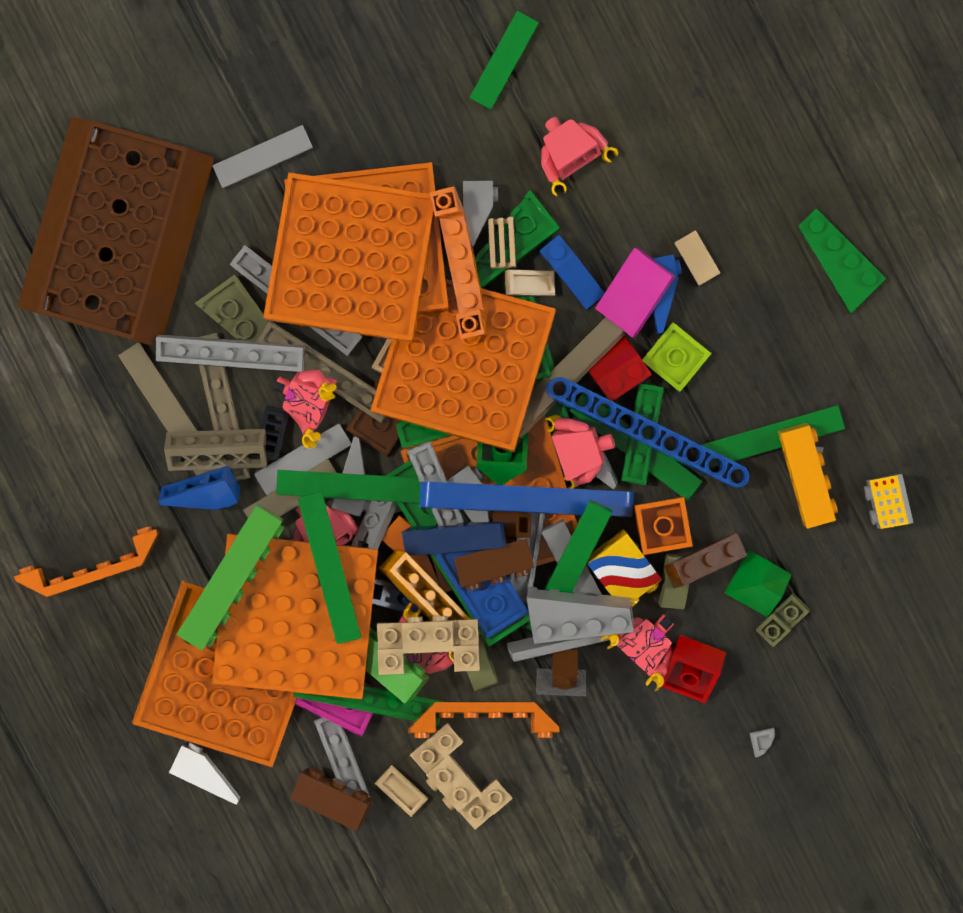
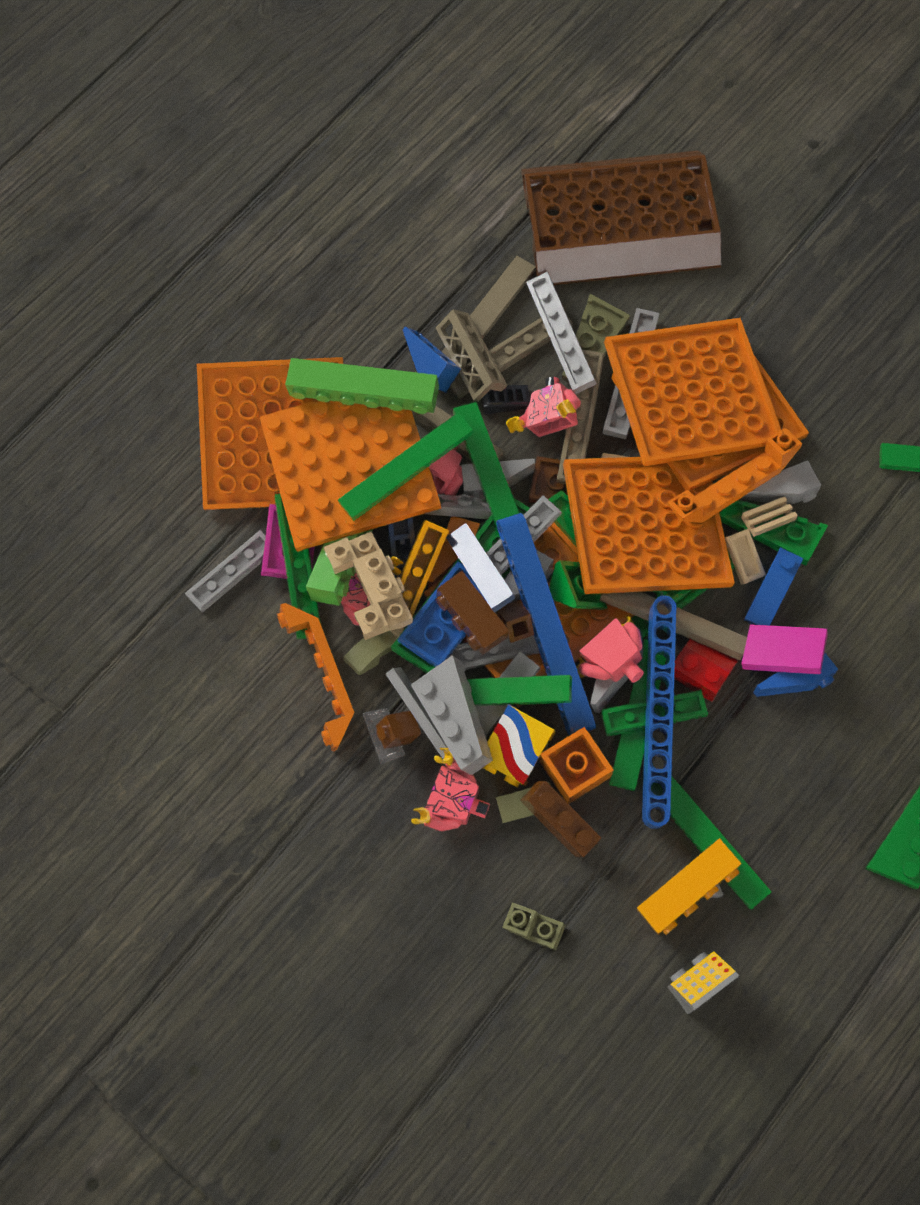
camera: 65 degrees right, 20 degrees down
(36, 581) = (360, 334): orange slope -> none
(200, 770) = (177, 453): white slope -> none
(262, 156) = (741, 302): light grey tile -> none
(304, 458) = (513, 444): light grey tile -> none
(332, 798) = (192, 569): reddish brown brick -> none
(401, 790) = (223, 632): tan tile -> none
(454, 782) = (248, 673): tan bracket -> none
(570, 148) = (885, 541): coral torso -> none
(676, 357) = (741, 716): lime plate -> none
(693, 669) = (447, 854): red slope -> none
(697, 258) = (843, 698): tan tile -> none
(758, 584) = (559, 887): green slope -> none
(762, 740) = (403, 956): light grey tile -> none

